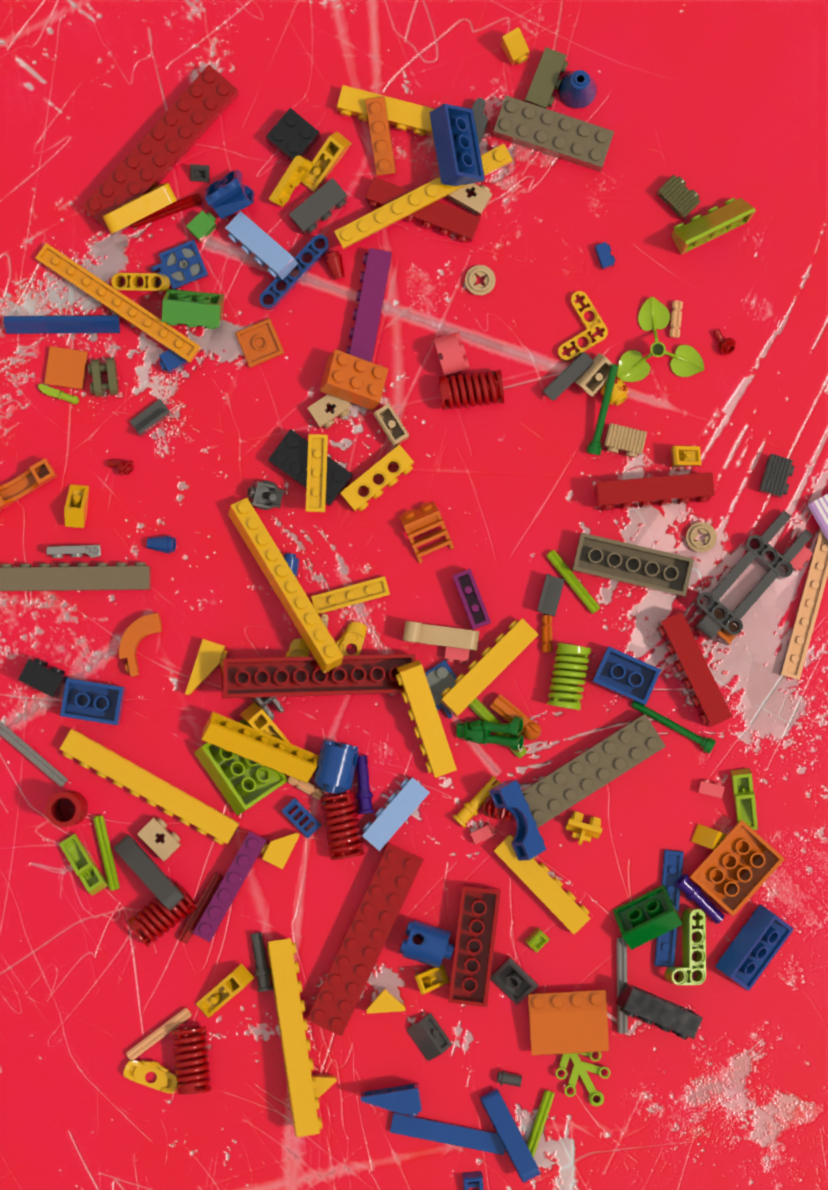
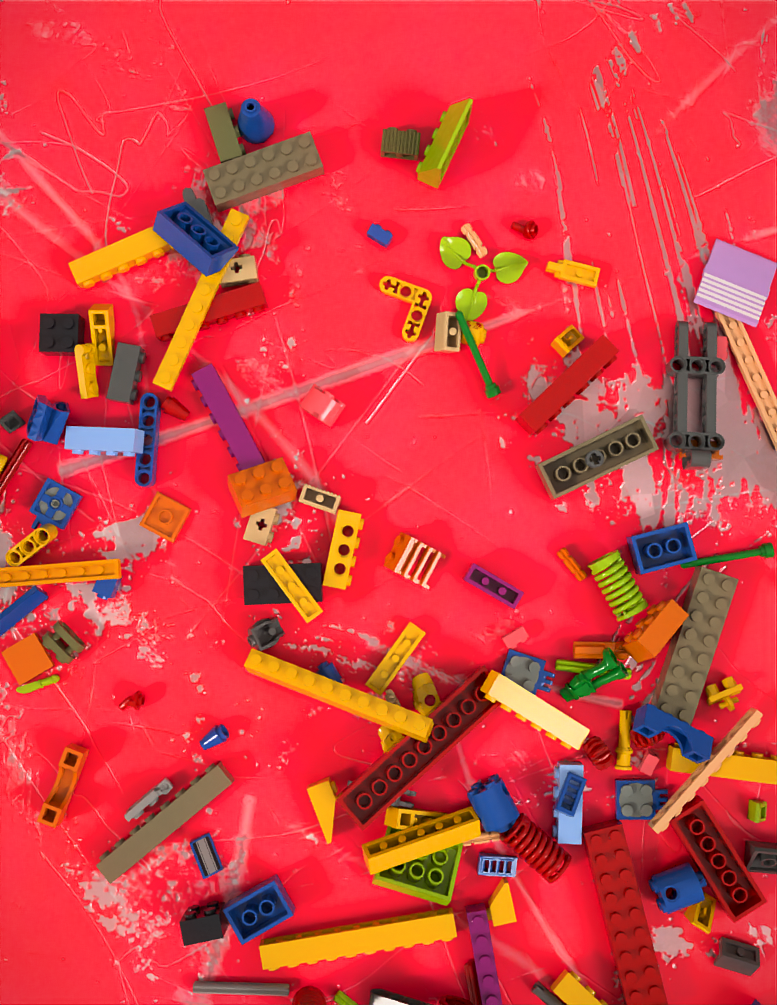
camera: 40 degrees left, 0 degrees up
(76, 506) = (122, 762): yellow slope -> none
(83, 629) = (206, 855): none -> slope
(132, 637) = (250, 831): orange arch -> none
(149, 836) = (406, 981): tan brick -> none
(150, 418) = (126, 644): dark grey panel -> none
(193, 308) = (89, 533): bright green brick -> none
(202, 225) = (46, 461): bright green brick -> none
(364, 795) = (531, 806): dark purple pin -> none
(380, 135) = (129, 279): orange plate -> none
(385, 811) = (560, 799): none -> blue slope
(385, 1003) = (682, 959): yellow slope -> none
(440, 636) = (491, 633): tan beam -> none
(449, 793) = (598, 753): none -> red gear
(451, 856) = (637, 799): none -> piece
(473, 388) = (355, 420): red piece -> none
(481, 271) = (294, 323): tan gear -> none
(489, 667) = (549, 628): yellow brick -> none
(515, 47) = (179, 127): yellow slope -> none
(527, 868) = (700, 776): none -> light nougat plate
(550, 595) = (550, 532): dark grey panel -> none
(567, 731) = (654, 630): none -> orange brick
(568, 376) = (427, 351): dark grey slope -> none
(573, 582) = (559, 507): lime axle -> none
(625, 439) = (511, 364): tan brick -> none
(633, 561) = (597, 454): none -> dark grey bush
(694, 669) = (712, 501): red brick -> none
(704, 528) = (638, 391): tan gear -> none
(734, 407) = (574, 272): none -> yellow hinge
(776, 476) = (649, 299): dark grey brick -> none

